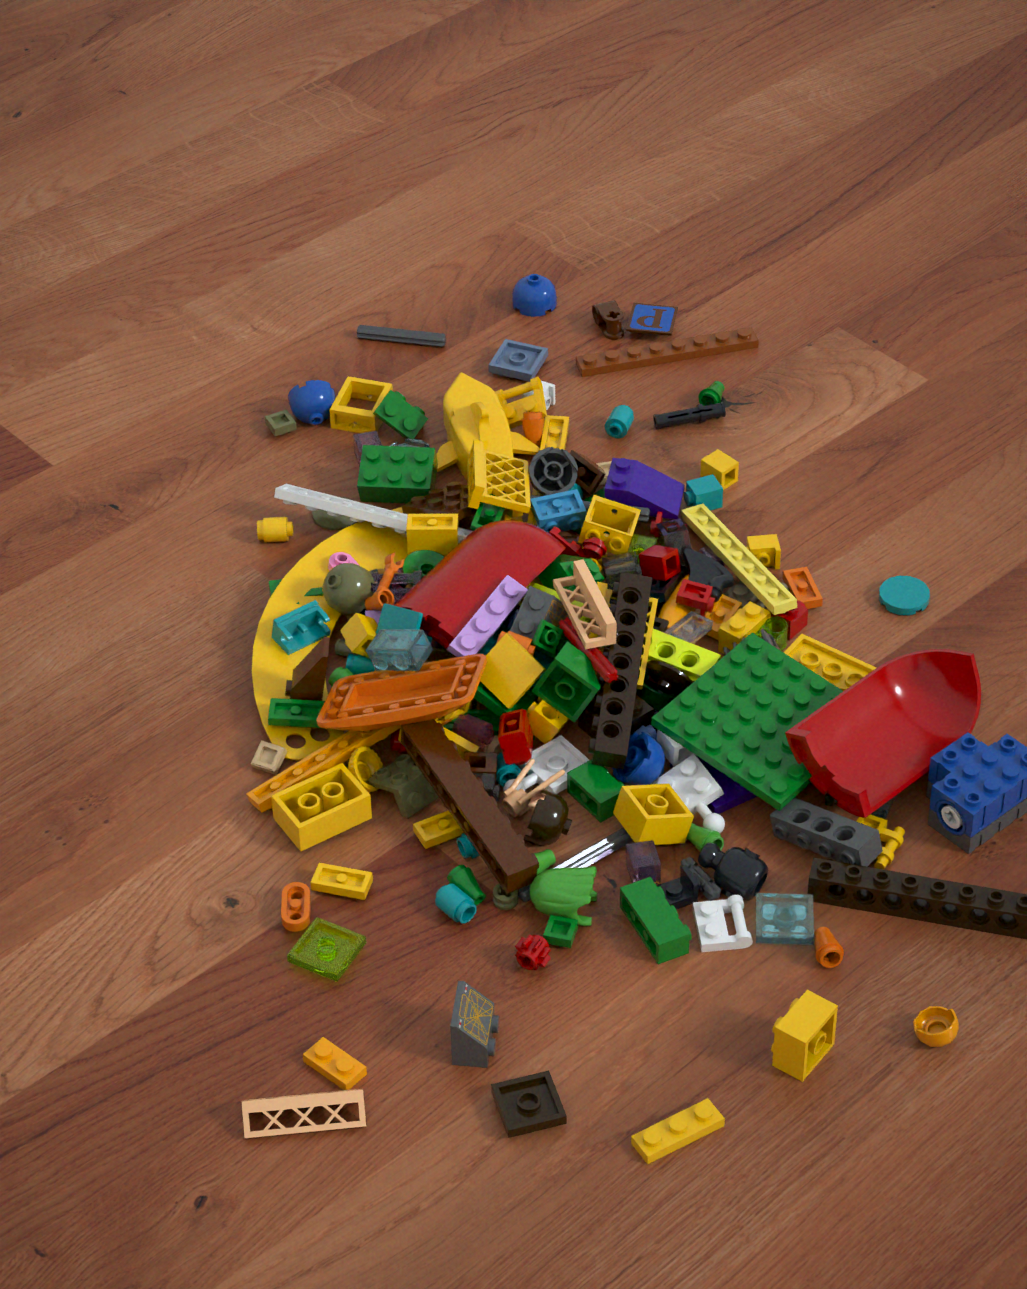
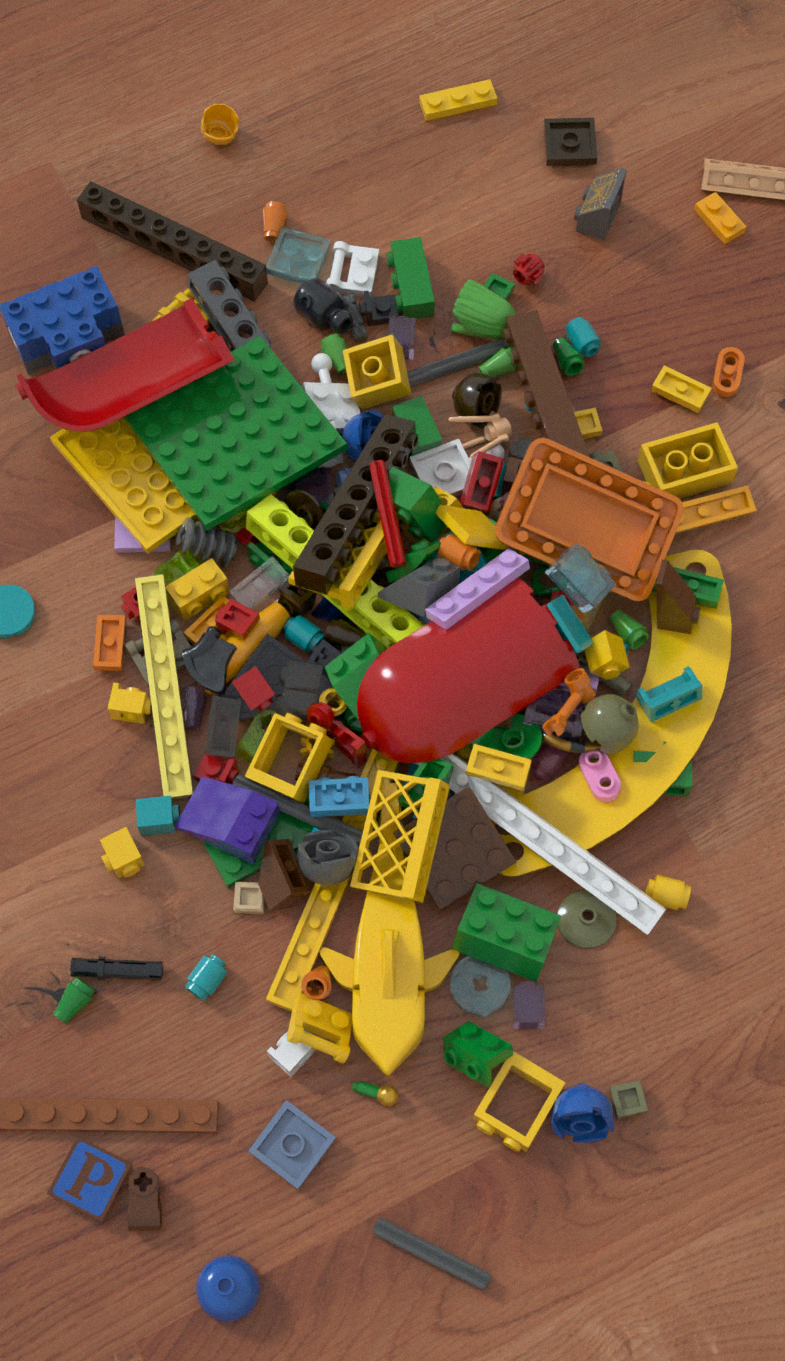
camera: 165 degrees left, 25 degrees up
(268, 757) = (726, 553): tan tile -> none
(326, 949) = (708, 322): clear neon green plate -> none
(593, 608) = (365, 551): light nougat fence -> none
(804, 1035) = (332, 128): yellow brick -> none

